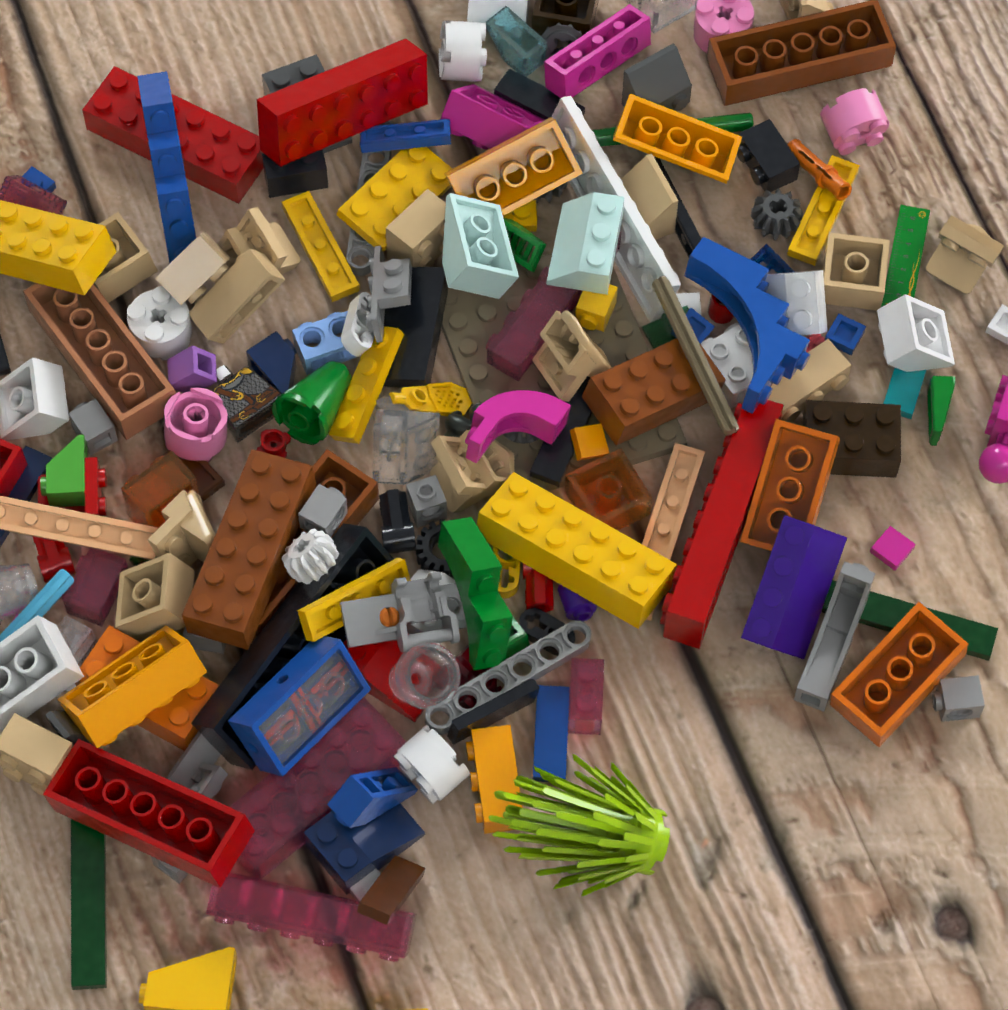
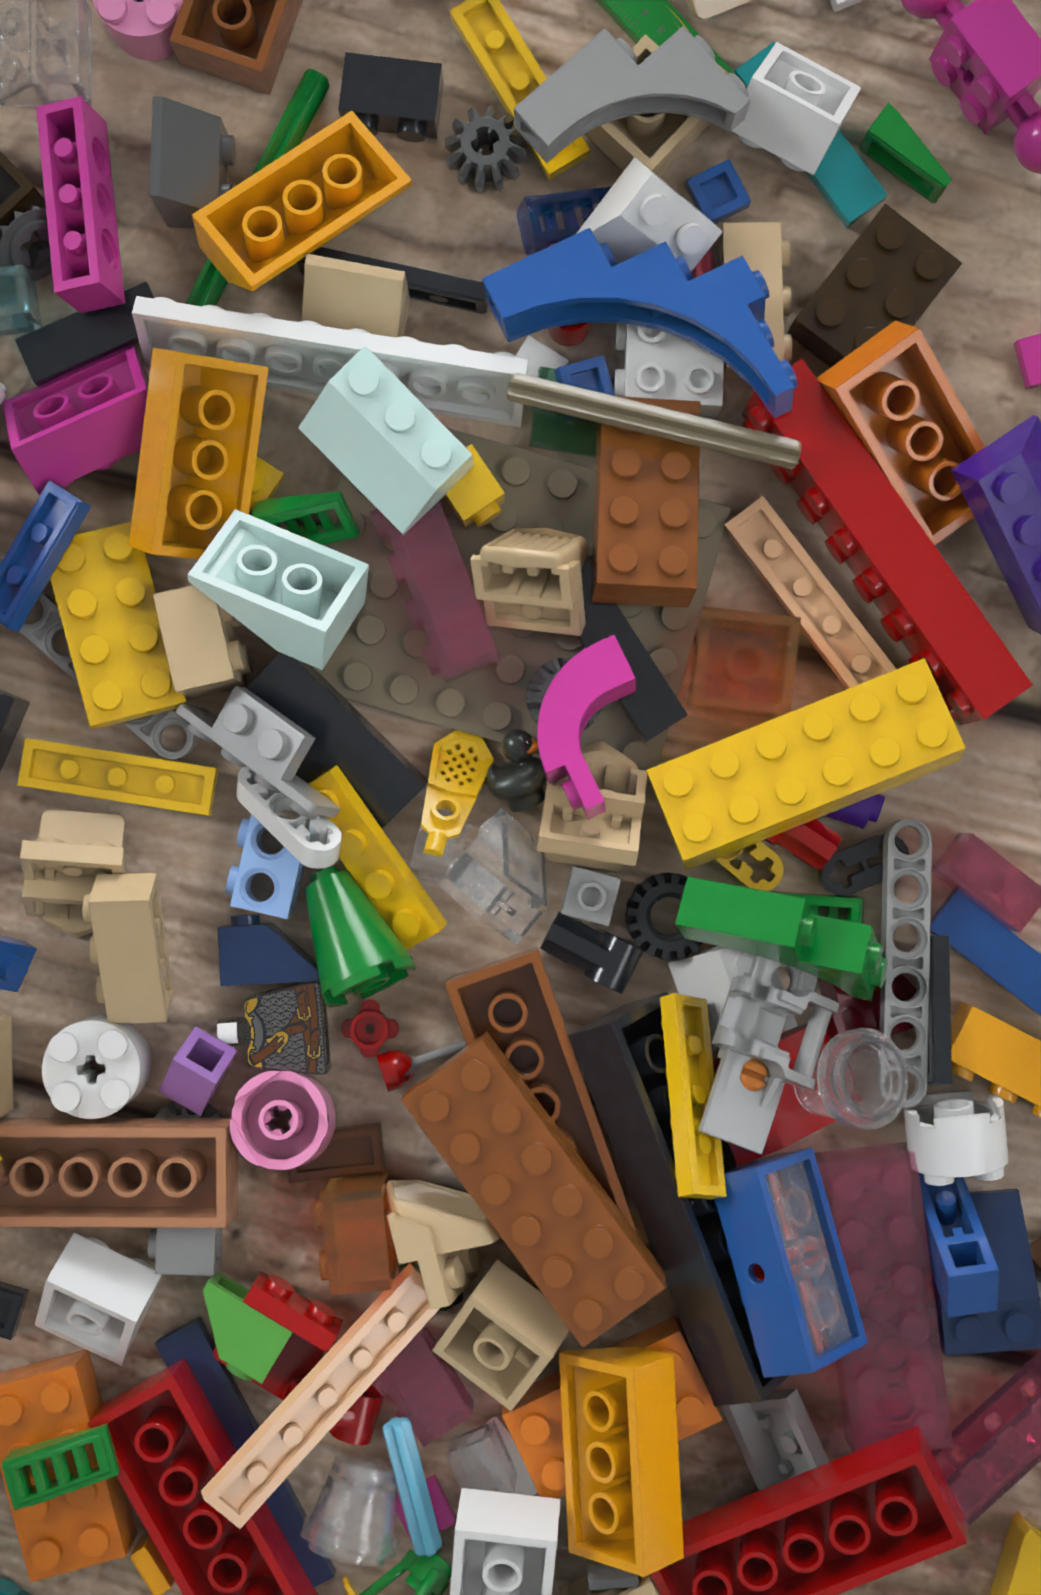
camera: 55 degrees left, 25 degrees up
(193, 268) = (55, 982): tan brick -> none
(310, 556) = (602, 1121): white gear -> none
(323, 510) = (543, 1056): light grey brick -> none
(589, 442) = (660, 637): light orange tile -> none
(825, 175) = (516, 41): orange pin -> none
(848, 233) = (607, 85): none -> light grey arch

